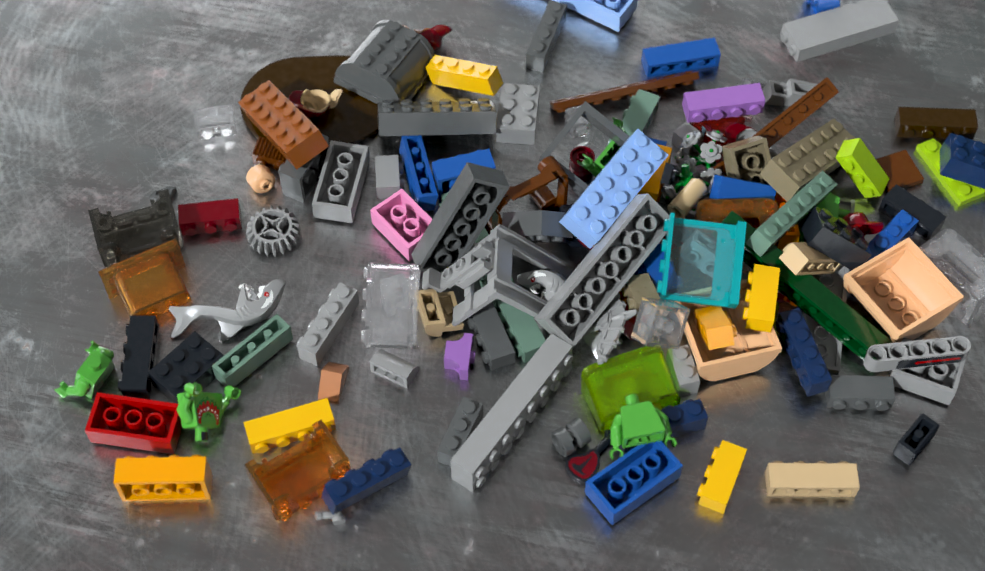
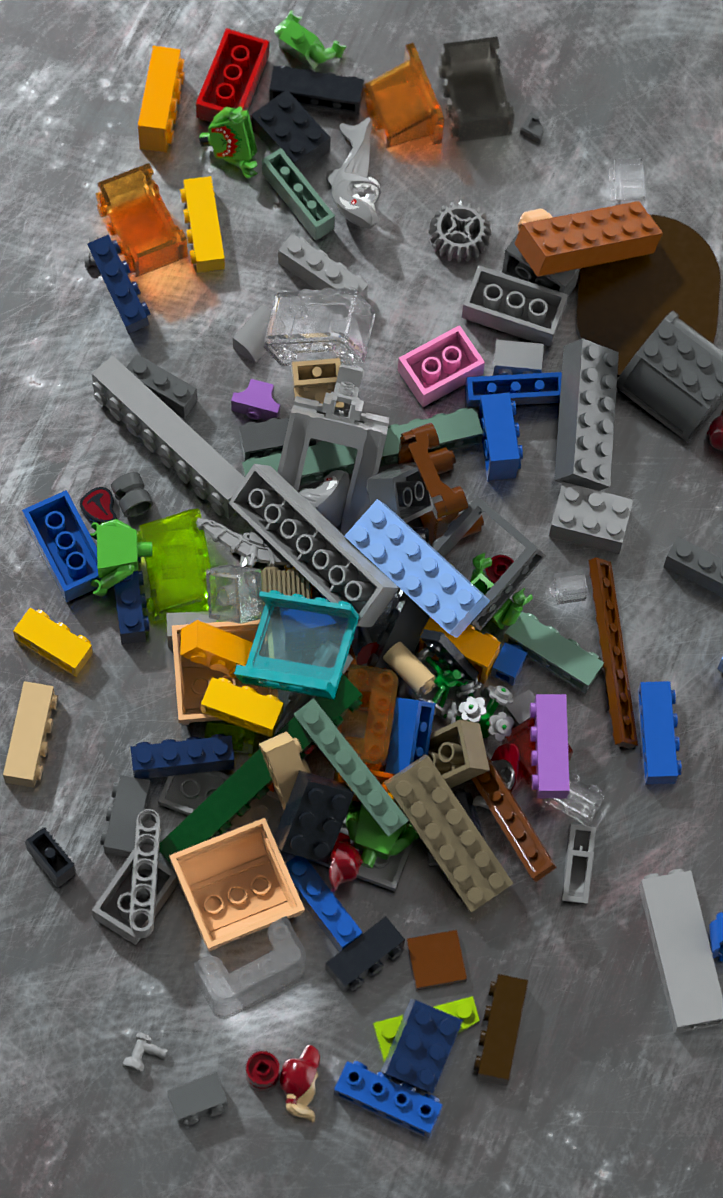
camera: 95 degrees right, 10 degrees up
(209, 216) = (489, 169): dark red brick -> none
(314, 102) = (631, 280): tan hair -> none
(332, 381) = (254, 272): nougat slope -> none
(461, 217) = (402, 396): dark grey brick -> none
(464, 75) = (651, 458): yellow brick -> none
(862, 168) = (428, 896): lime brick -> none

